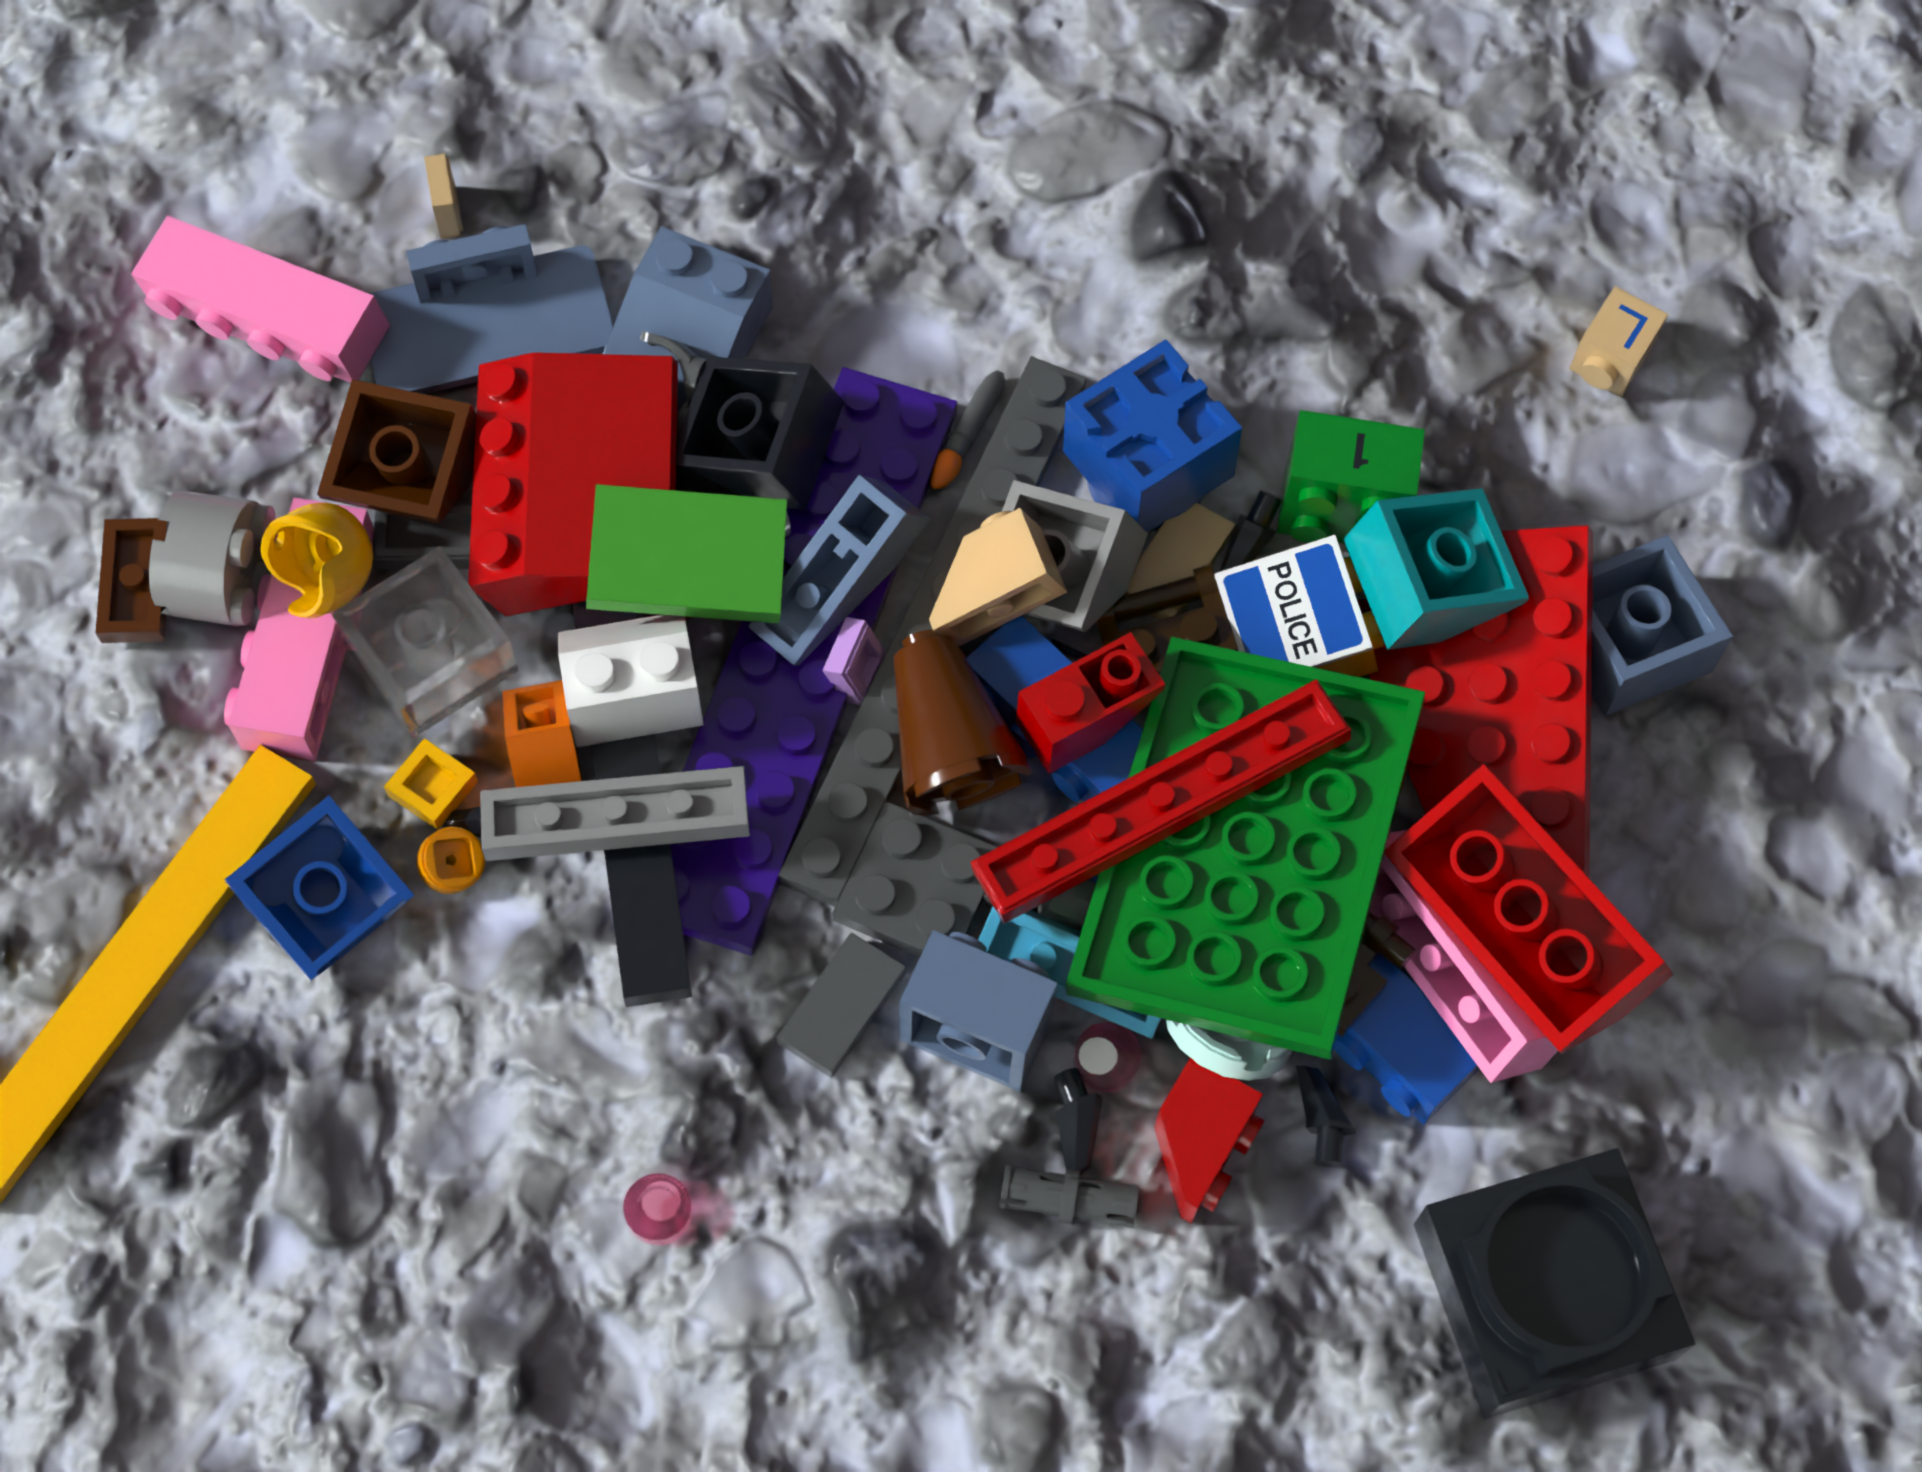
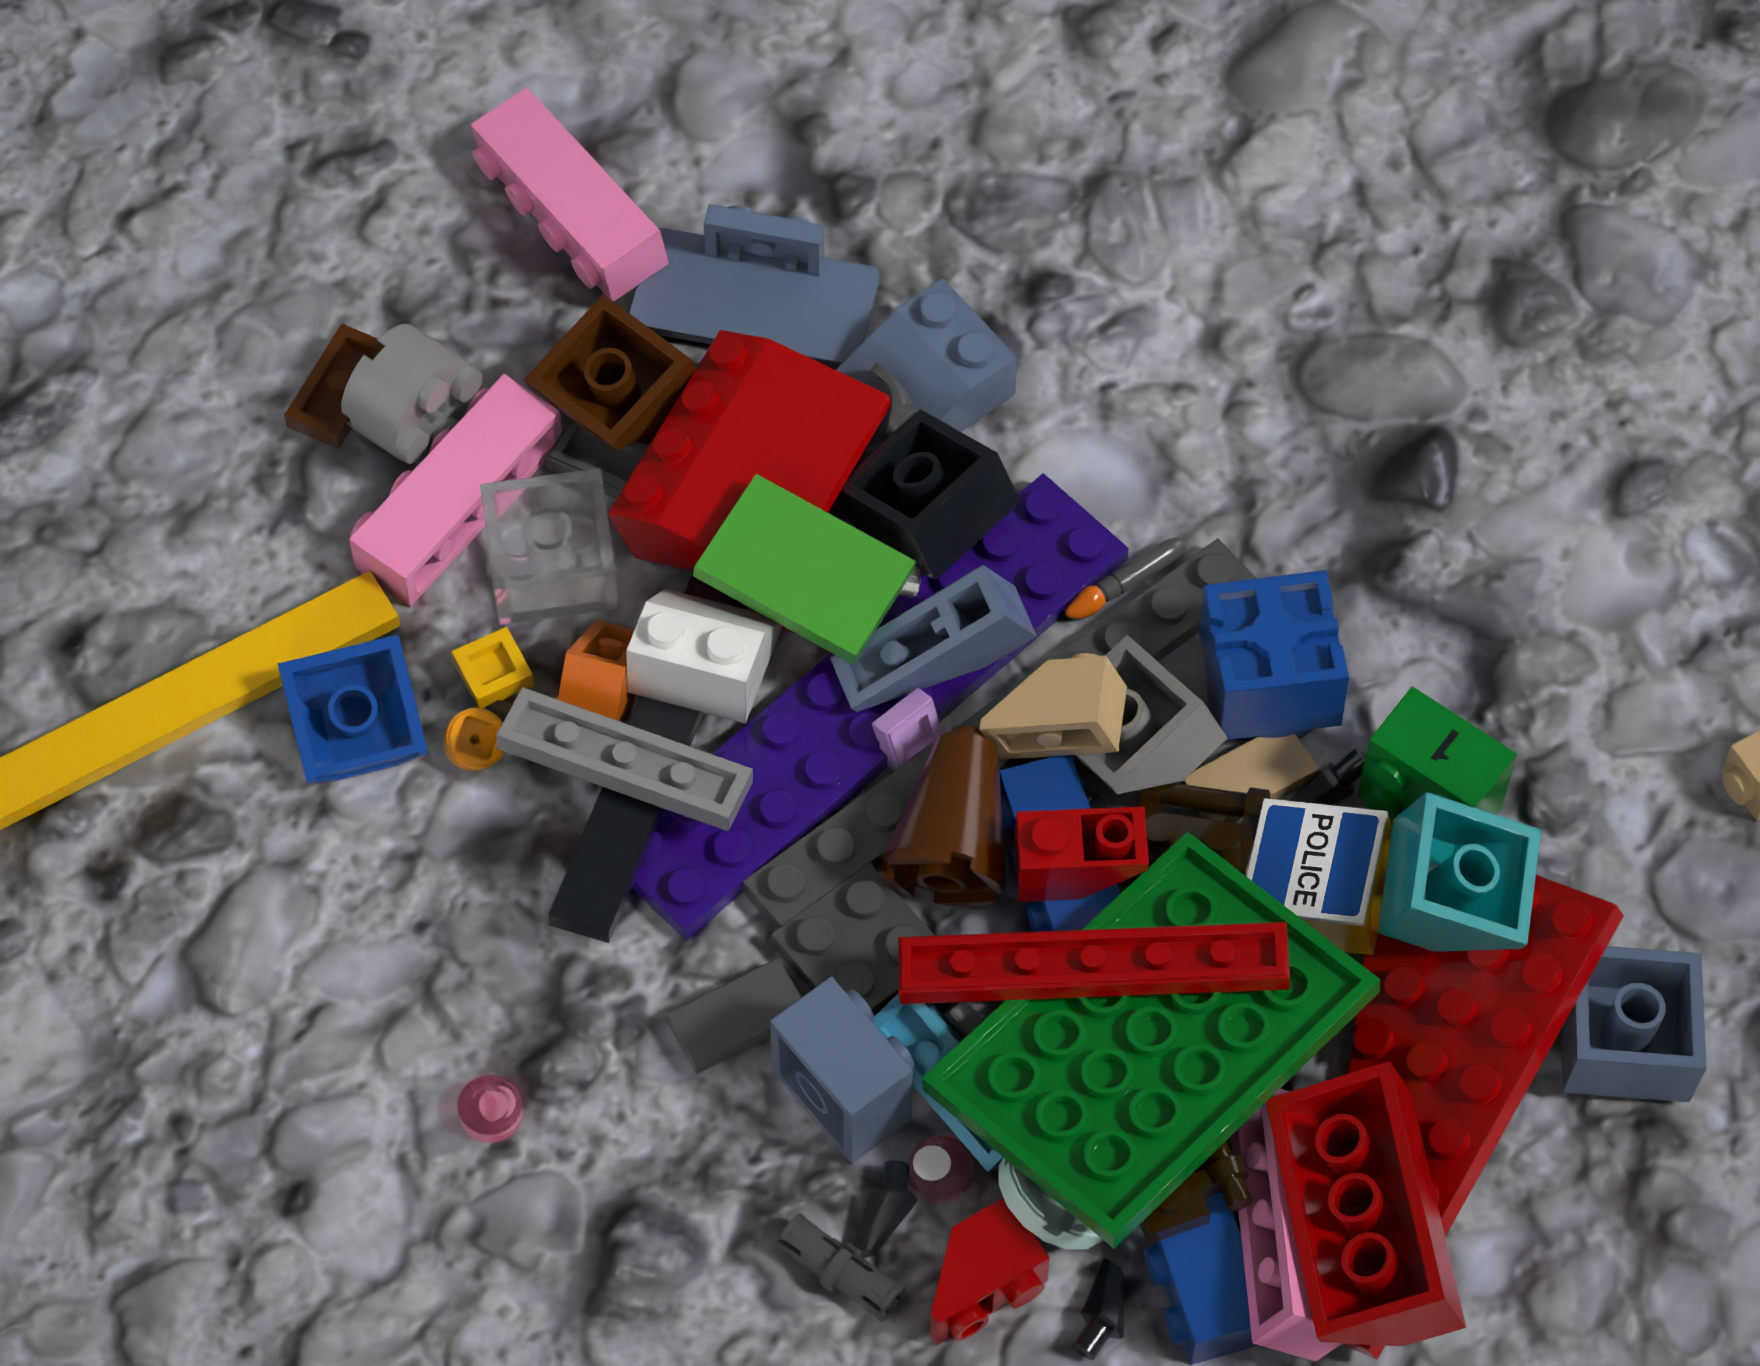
camera: 30 degrees right, 5 degrees down
(320, 554) = (494, 428): yellow helmet -> none
(443, 195) = (775, 171): tan tile -> none

